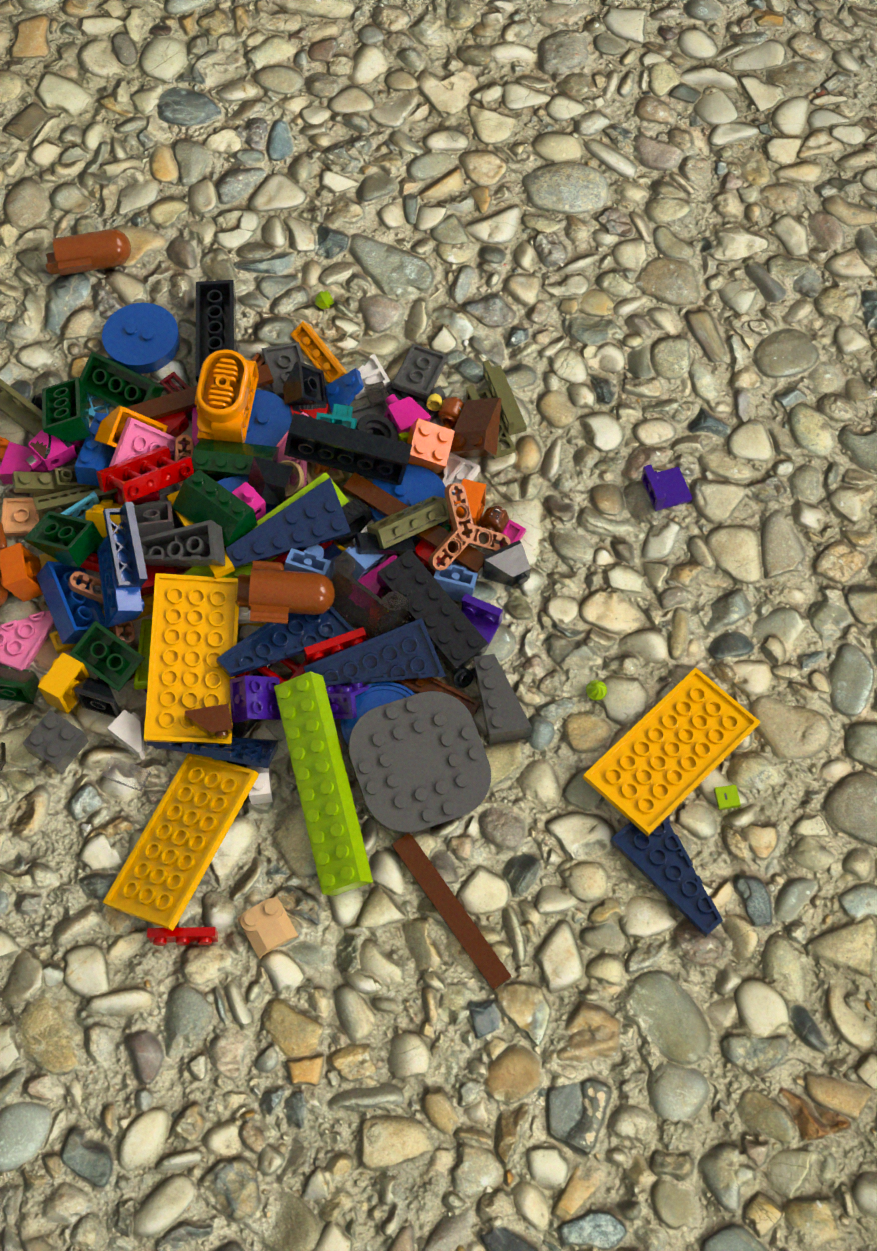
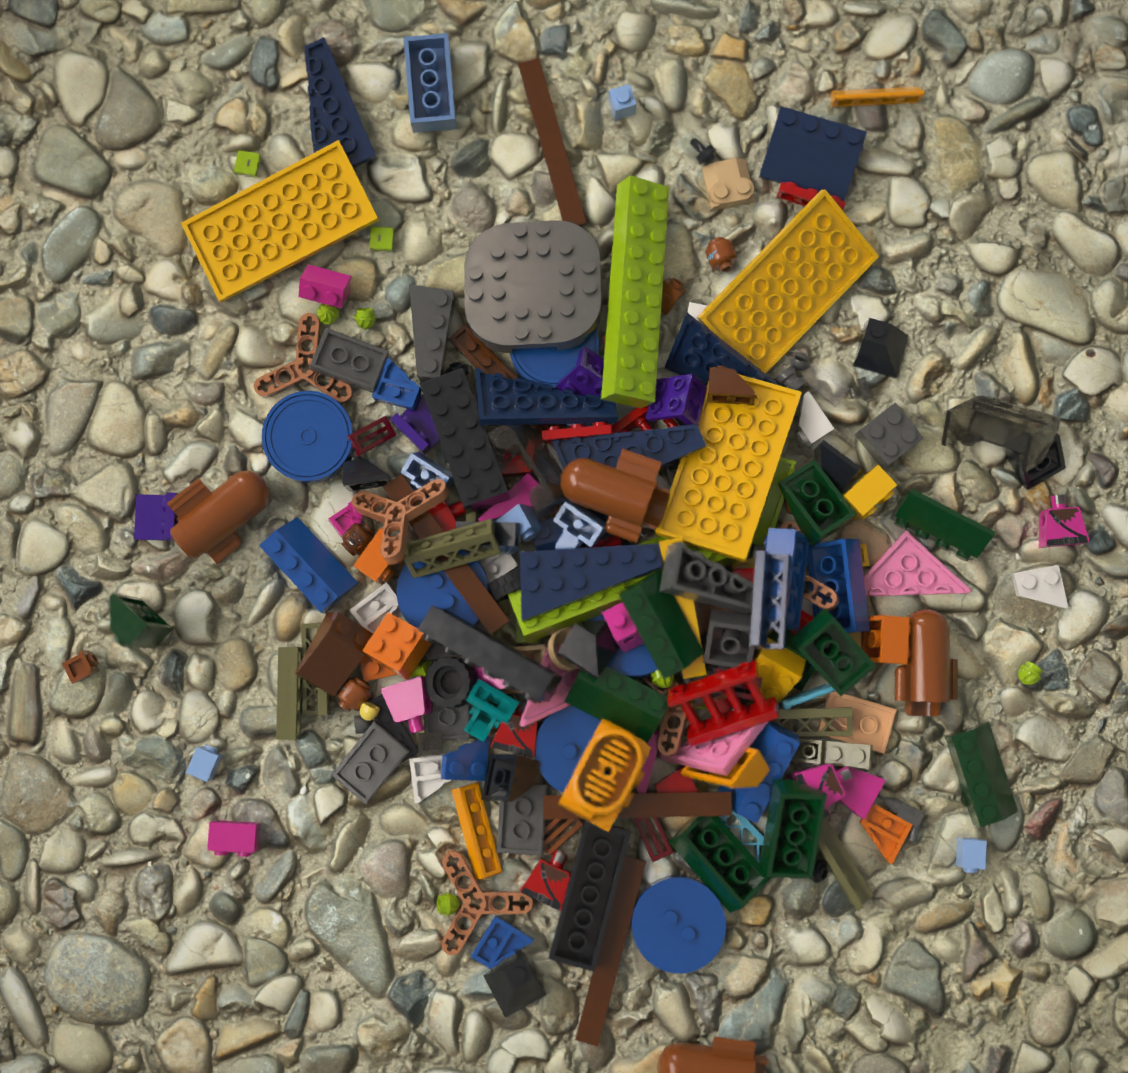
camera: 160 degrees left, 20 degrees up
(81, 820) = (880, 348): none -> black slope
(88, 775) = (864, 390): none -> clear smoke tile
(142, 1065) = (882, 96): none -> light orange slope
(155, 789) = (799, 366): none -> dark grey hinge
(158, 762) = (789, 379): none -> dark grey wheel
(187, 308) = (610, 954): none -> reddish brown tile
(192, 982) = (812, 152): none -> dark blue slope
(252, 334) = (548, 881): none -> torso
(254, 854) = (721, 254): none -> dark orange head
(255, 269) = (514, 985): none -> black slope
(275, 288) = (499, 942): none -> blue wing
(291, 805) = (671, 293): none -> dark orange bracket
(297, 314) = (486, 904): none -> nougat piece
(298, 944) = (706, 154): none -> black plate
(395, 968) = (622, 102): none -> light blue brick
(505, 294) = (233, 837): none -> dark pink brick
(509, 646) = (396, 387): none -> blue wing
(518, 600) = (356, 443): none -> dark red tile
(527, 489) = (309, 565): none -> blue slope
(548, 333) = (204, 762): none -> light blue brick
(560, 655) = (349, 360): none -> dark grey tile
(561, 696) = (365, 317): none -> lime plate
(568, 583) = (307, 436): none -> blue brick
(574, 769) = (381, 239): none -> lime tile
(587, 640) = (297, 374): none -> nougat piece
(587, 922) = (430, 83): none -> medium blue brick
(607, 705) = (324, 286): none -> dark pink brick
(614, 498) = (212, 518): none -> dark orange piece
(641, 394) = (136, 622): none -> dark green slope
(675, 367) = (81, 666): none -> dark orange bracket

